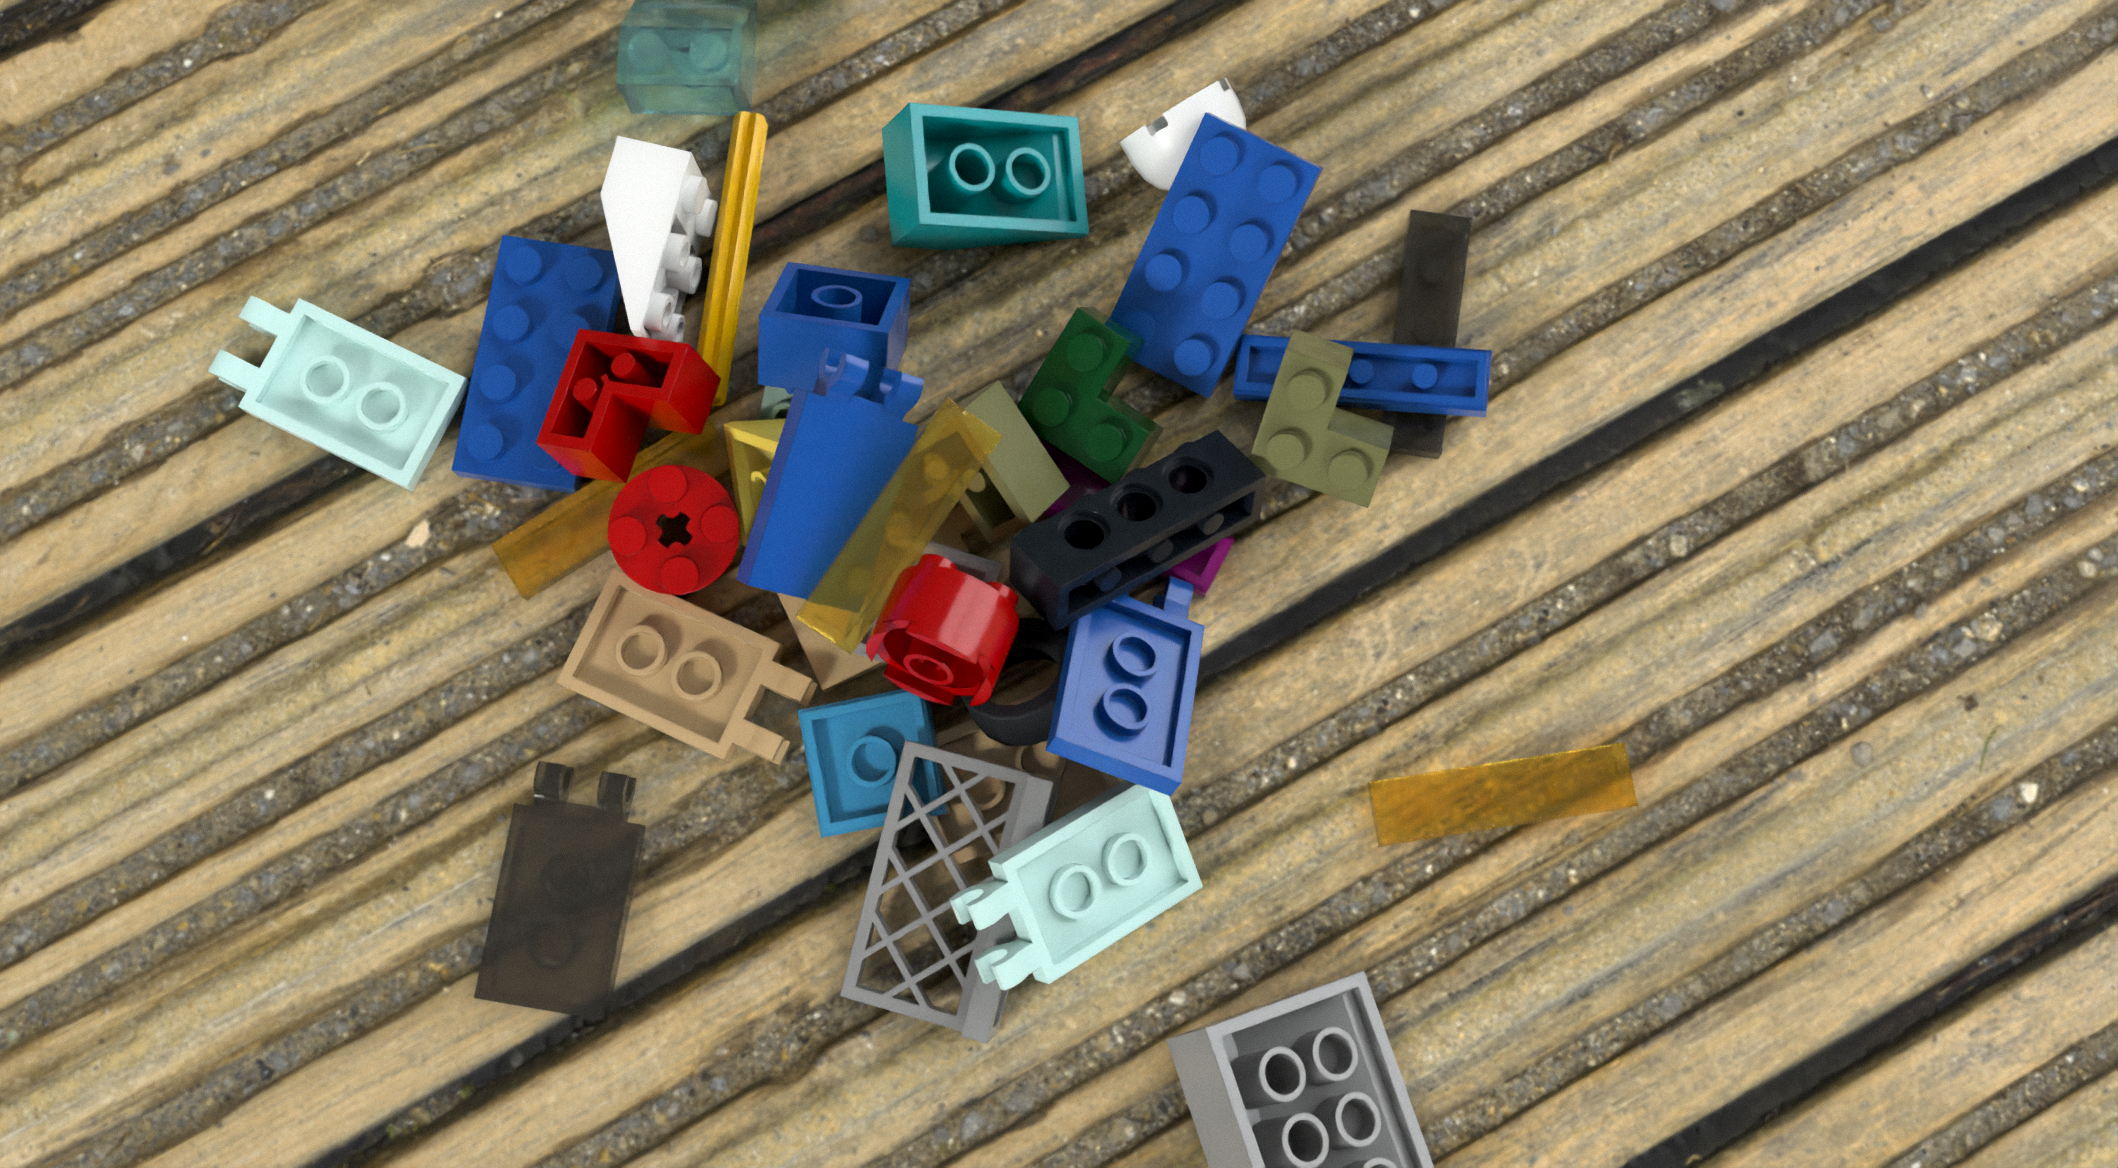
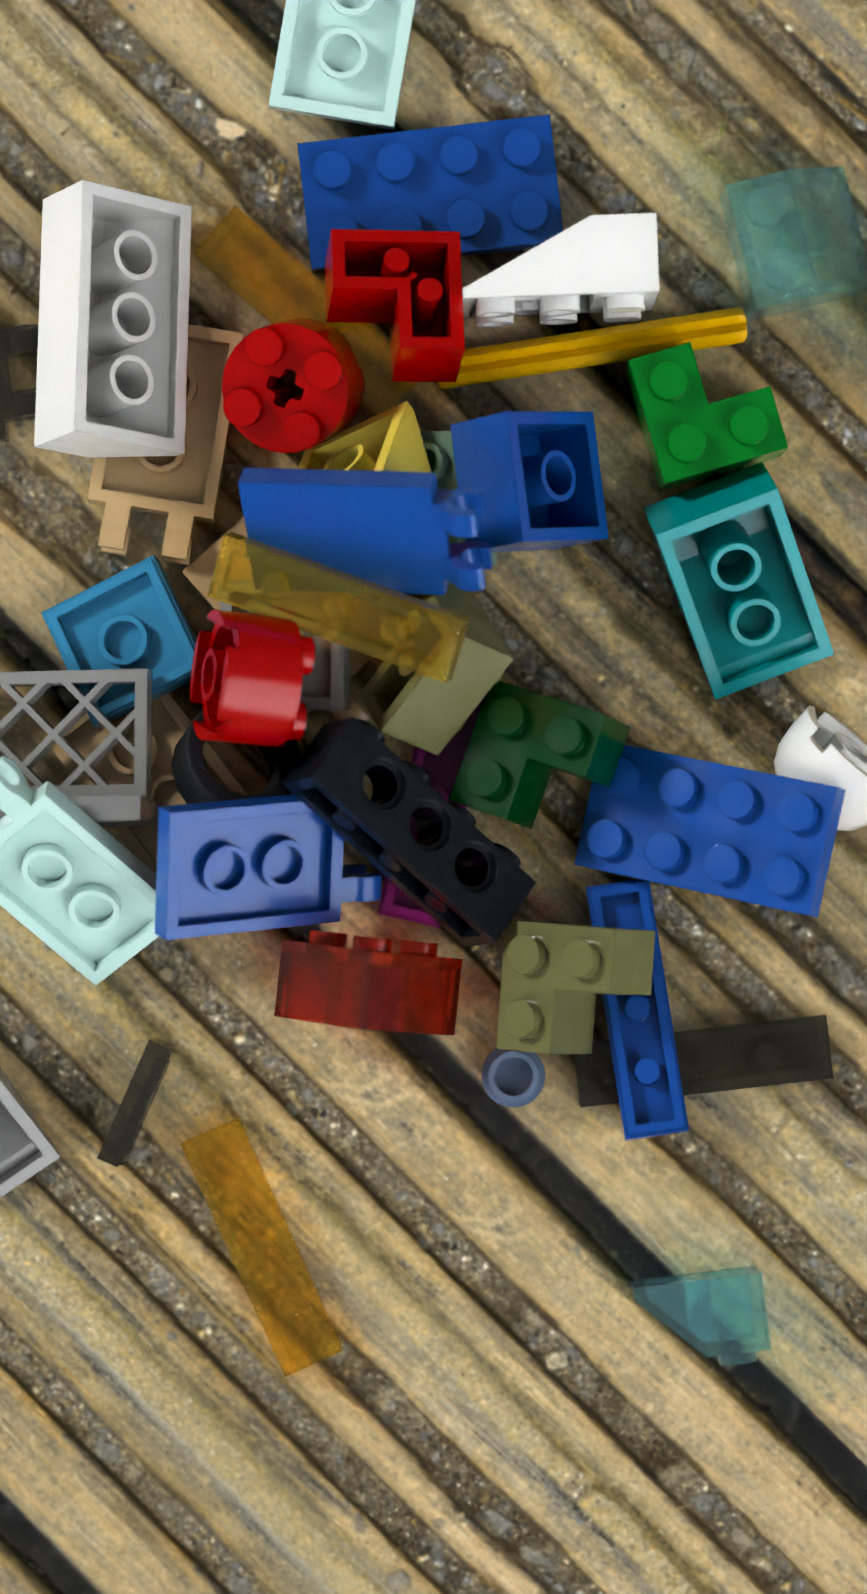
camera: 75 degrees right, 10 degrees up
(561, 686) = (112, 323): none -> white slope
(825, 189) = (687, 434): none -> green brick
(1276, 612) = (368, 984): none -> clear red brick
(1330, 876) = (136, 1102): none -> clear smoke tile
(1395, 509) = (513, 1077): none -> sand blue plate
(1666, 379) = (711, 1310): none -> clear light blue slope

